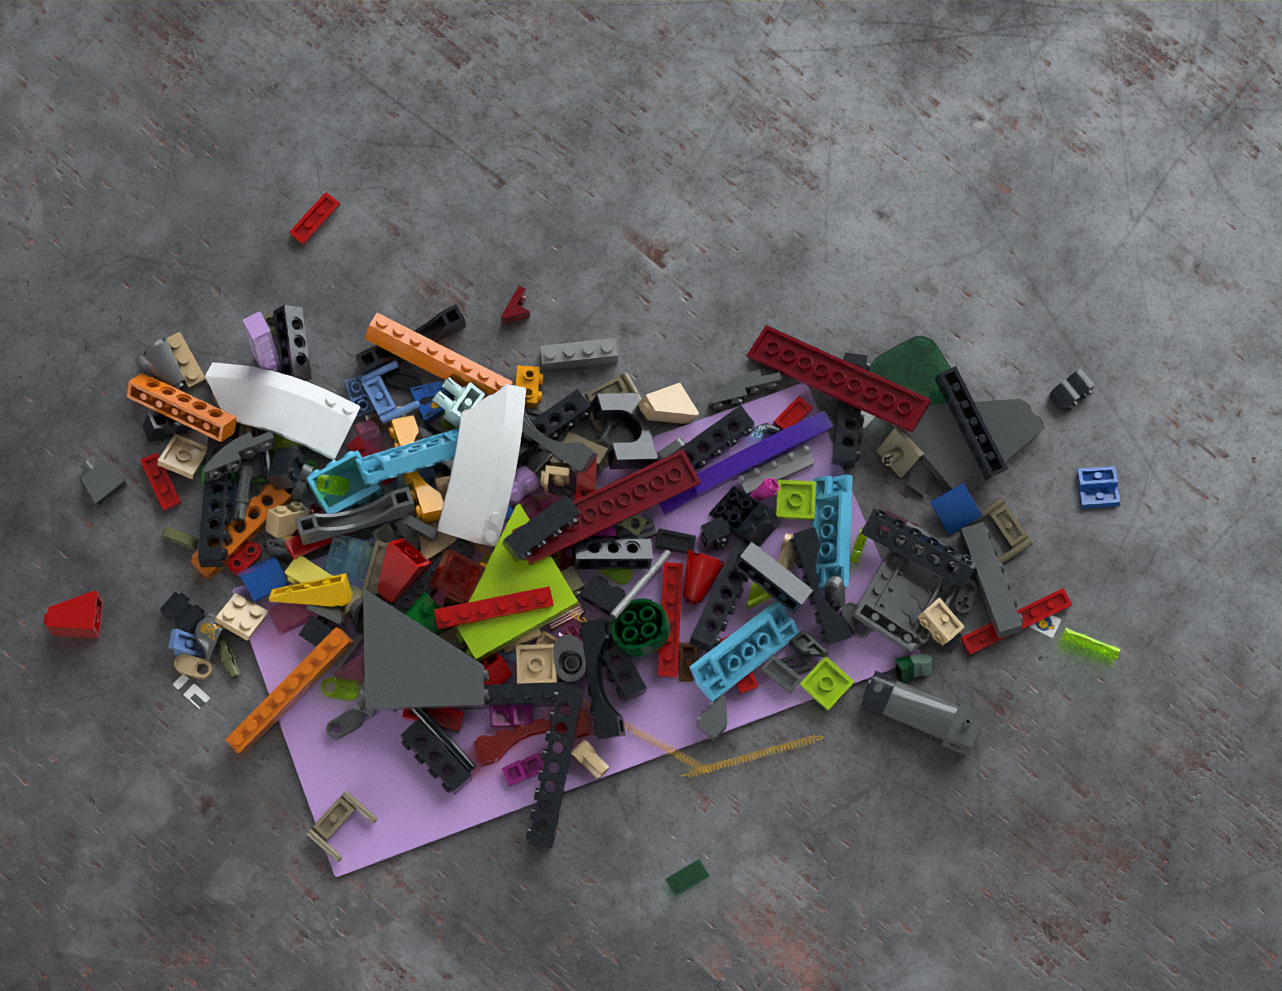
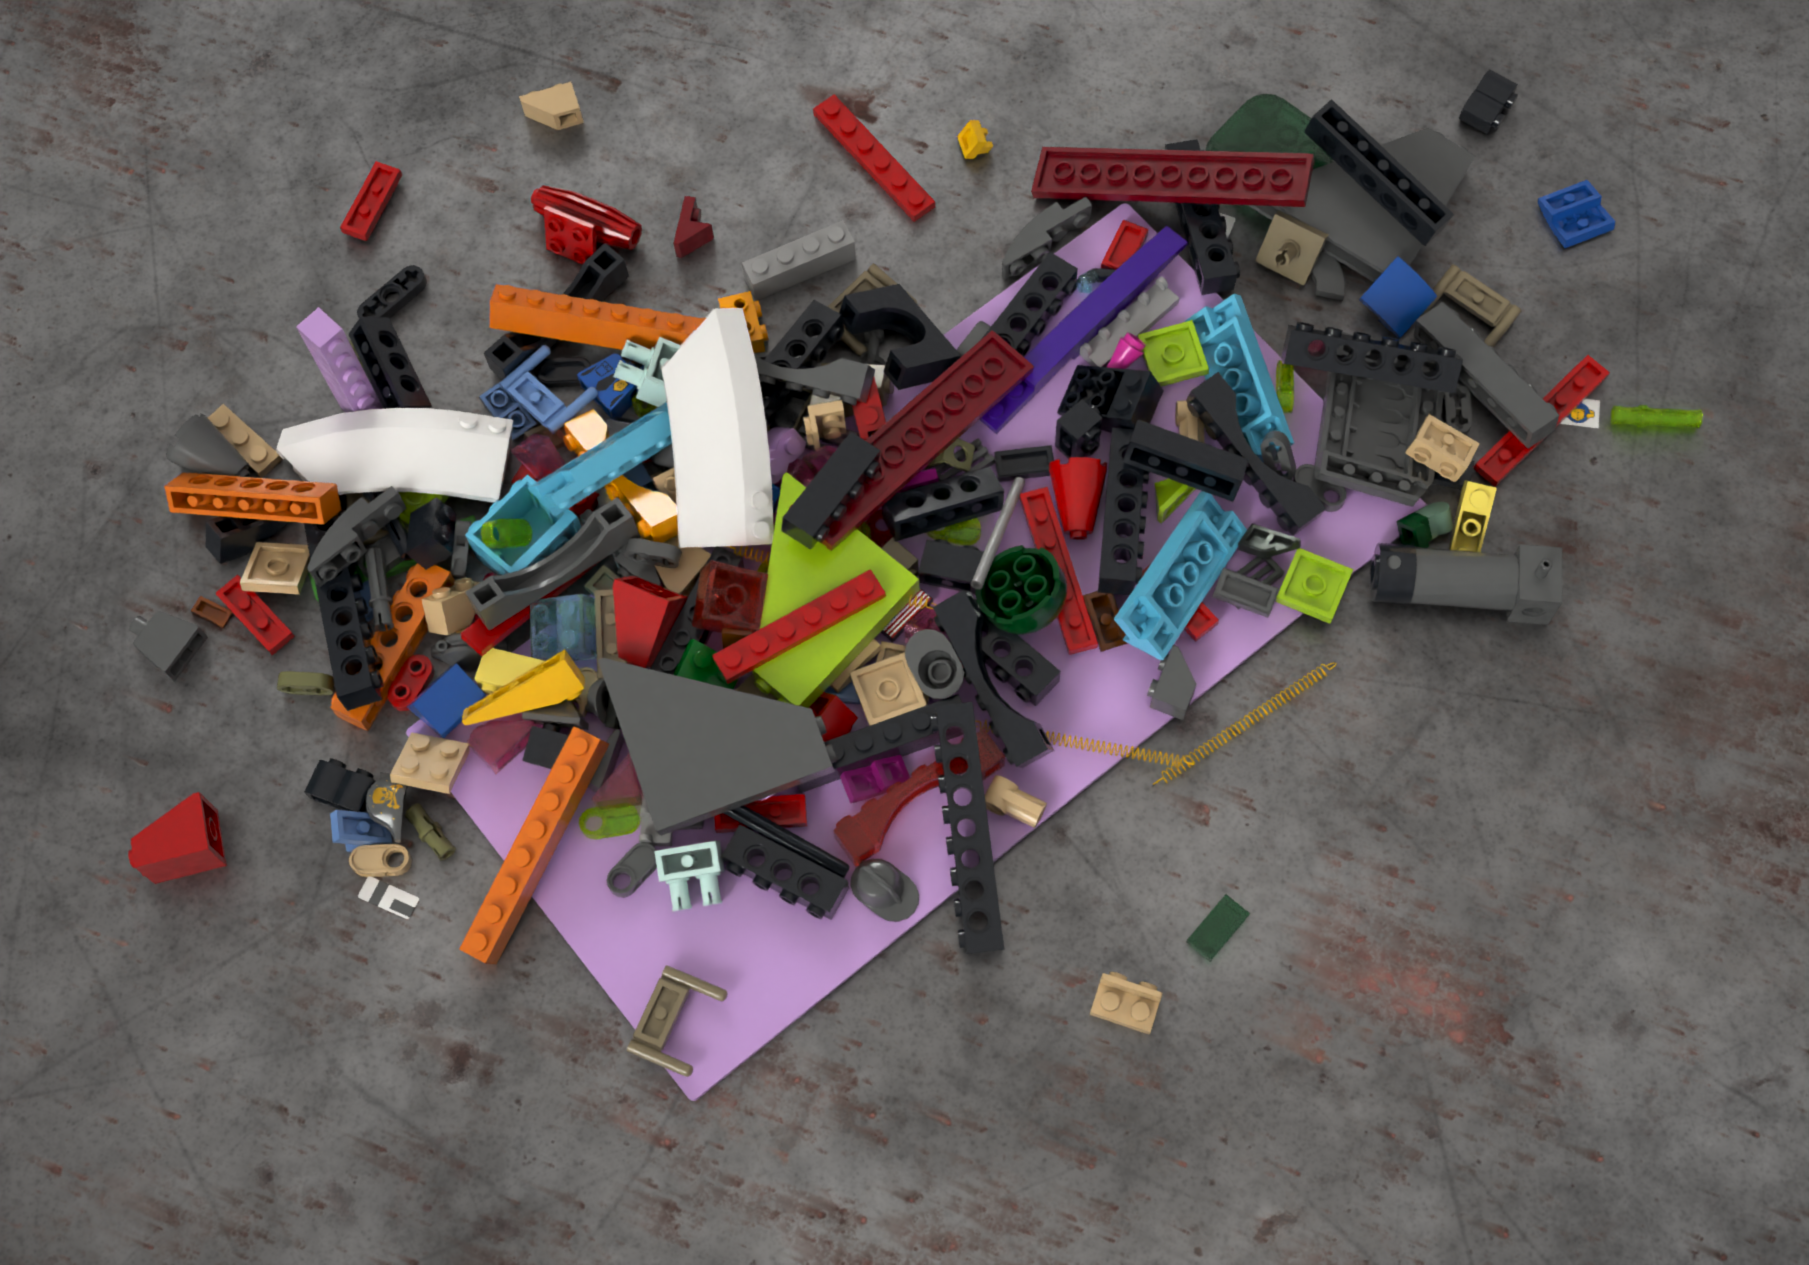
camera: 10 degrees left, 5 degrees down
(134, 470) = (211, 612): none -> dark orange piece
(311, 283) = (393, 285): none -> black beam
(376, 731) = (680, 863): none -> light aqua brick
(446, 280) = (579, 222): none -> red plate
(454, 189) = (553, 106): none -> tan slope
(493, 787) = (884, 890): none -> dark grey piece
(523, 770) = (921, 849): magenta slope -> none
(614, 904) = (1126, 1002): none -> tan bracket
(653, 295) = (874, 158): none -> red plate
(669, 405) = (949, 286): slope -> none
(722, 304) = (973, 140): none -> yellow tile
(944, 672) = (1472, 516): none -> light yellow slope

